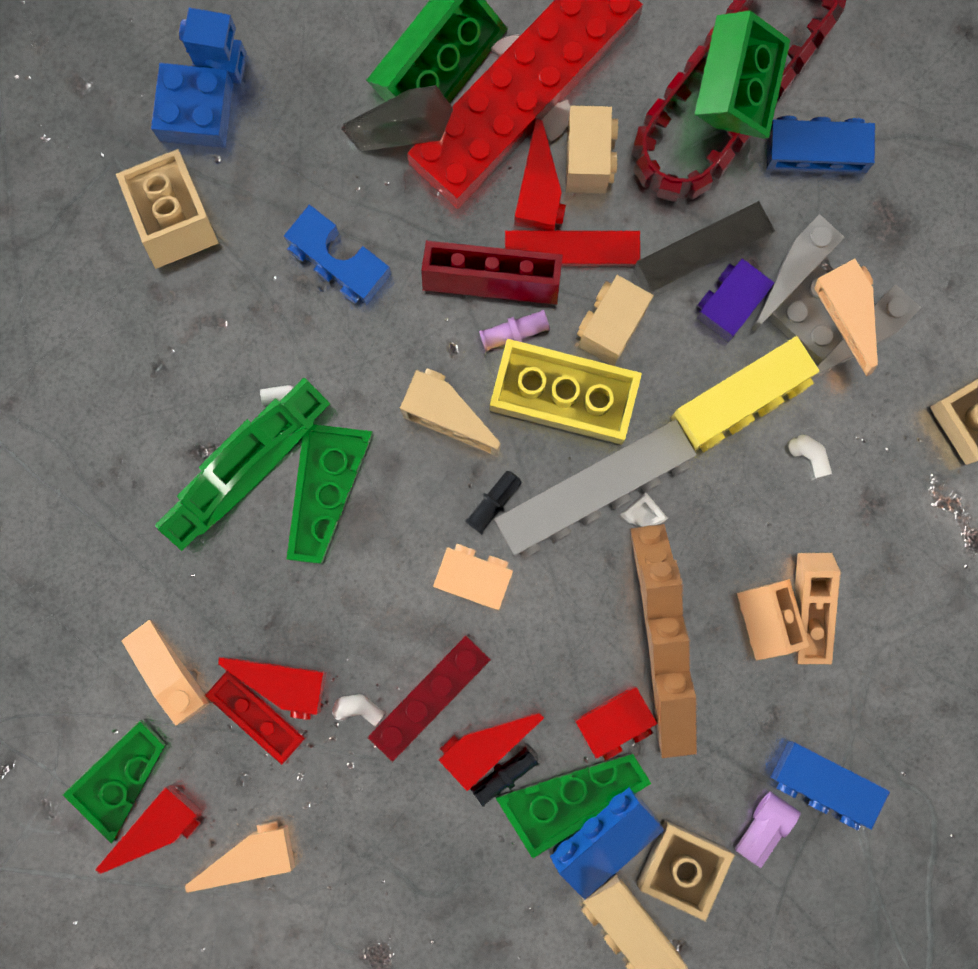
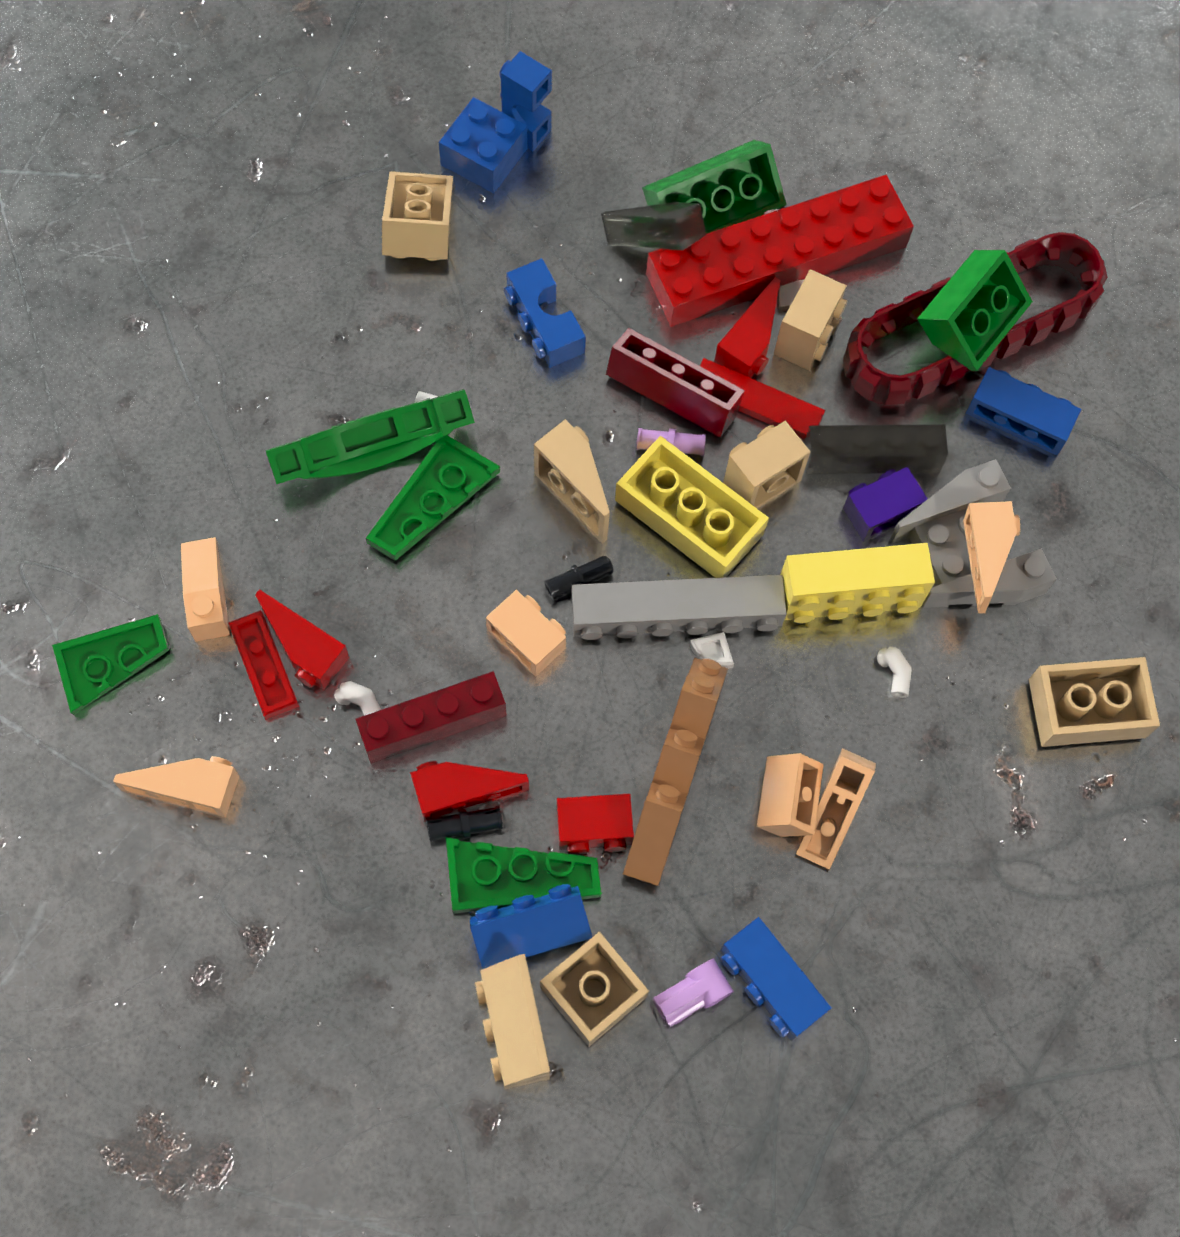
camera: 20 degrees right, 15 degrees down
(161, 824) = (120, 716): red slope -> none

